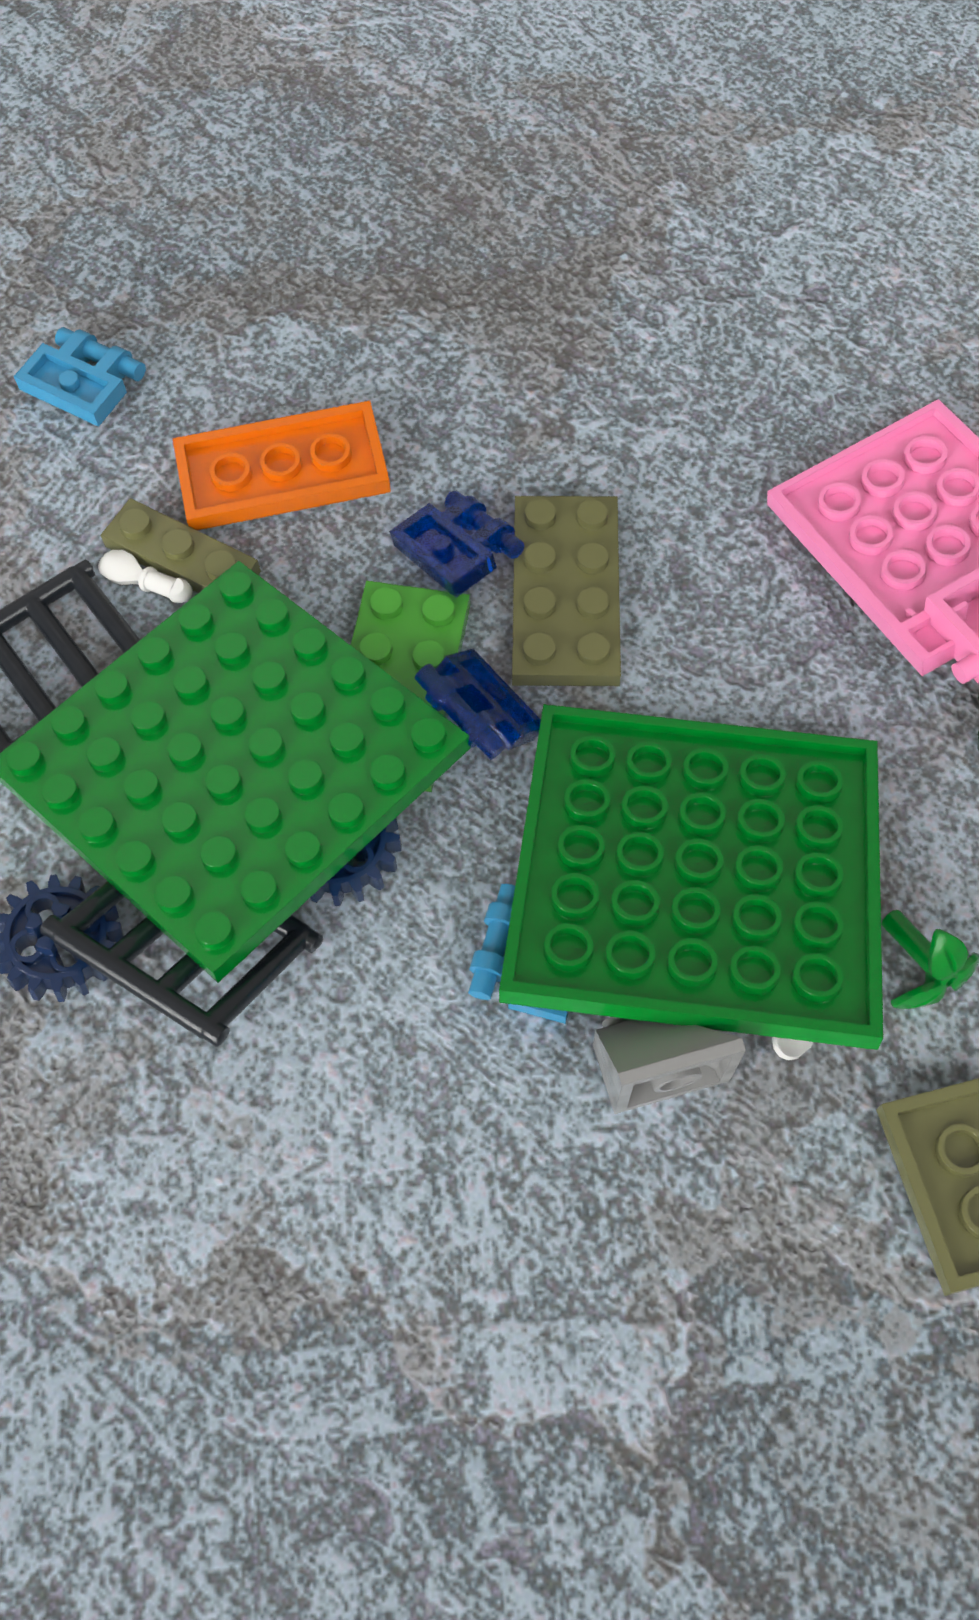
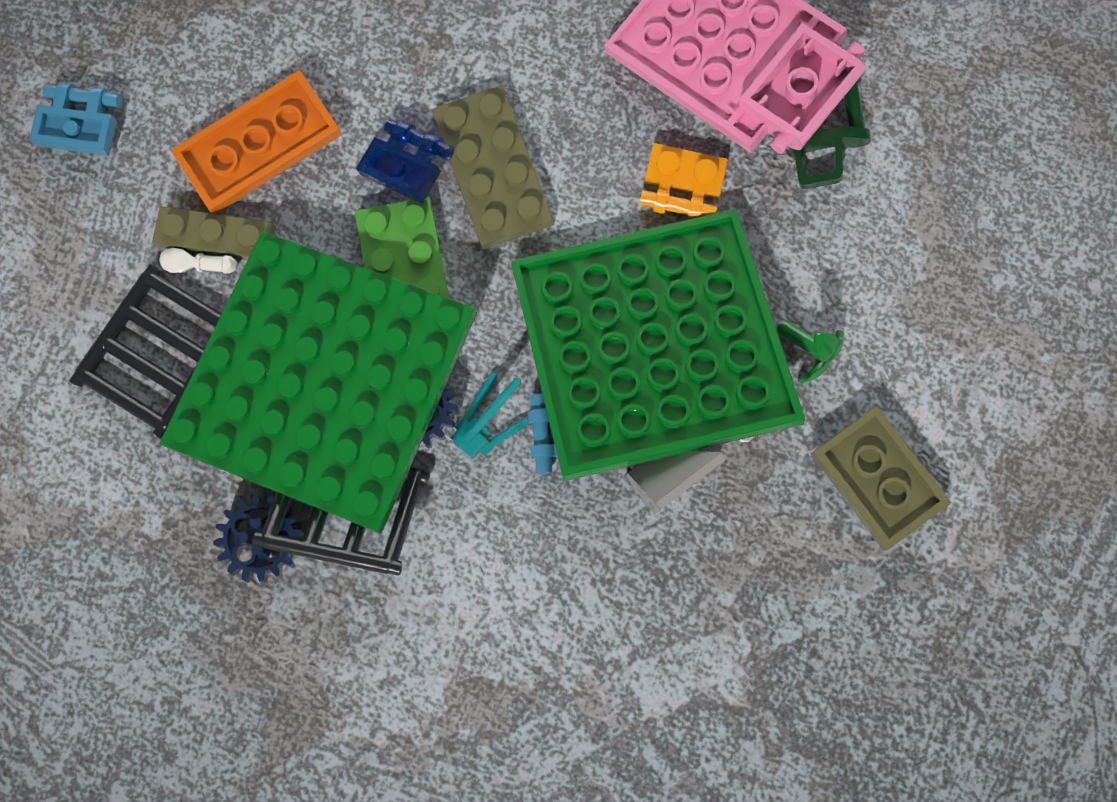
camera: 20 degrees left, 15 degrees up
(401, 906) = (472, 433): none -> teal plant
(479, 702) = (463, 268): clear blue plate -> none
(820, 676) = (685, 172): none -> light orange plate

